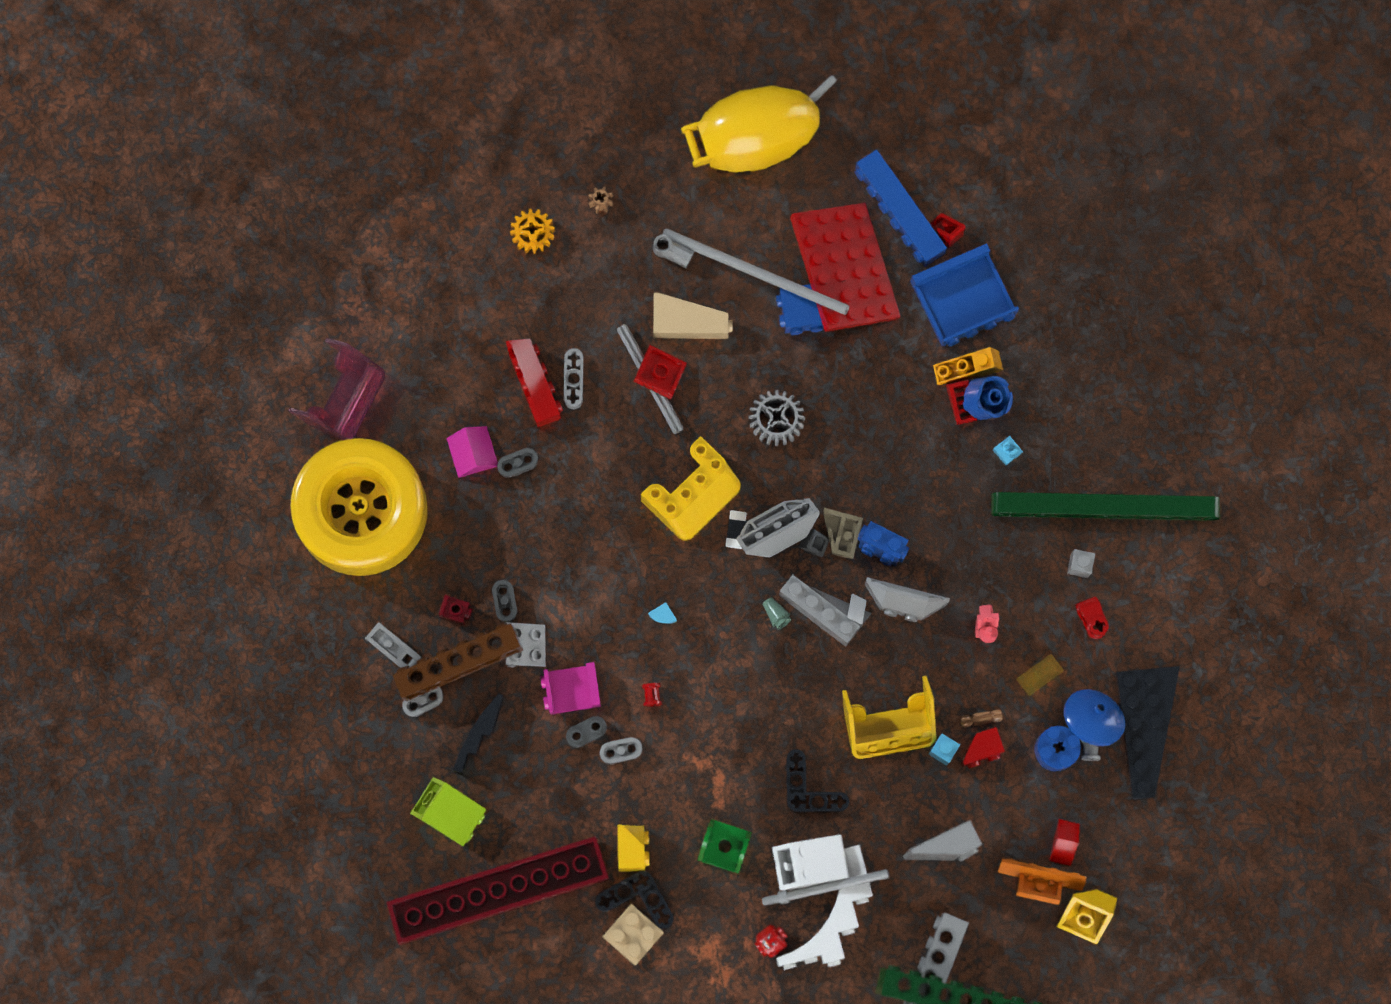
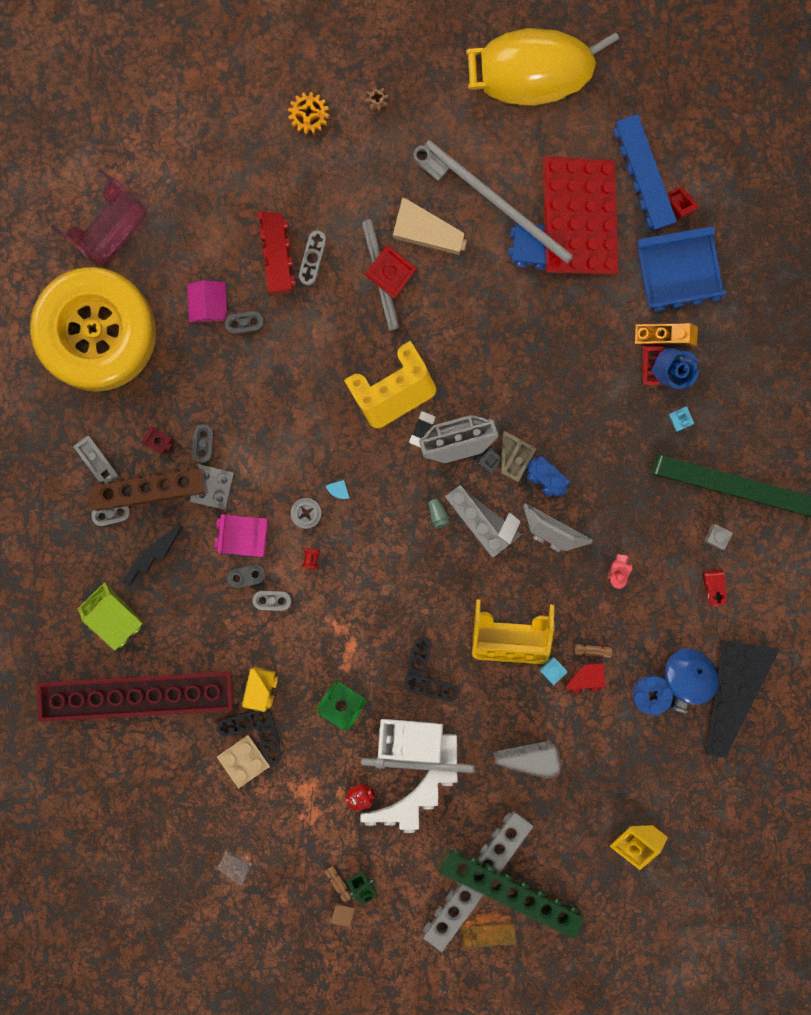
camera: 20 degrees right, 10 degrees up
(632, 638) = (296, 512): none -> light grey gear
(783, 423) = (477, 331): light grey gear -> none
(1040, 675) = (655, 625): clear yellow plate -> none
(1041, 882) = (604, 806): orange bracket -> none
(1065, 842) = (636, 776): red slope -> none

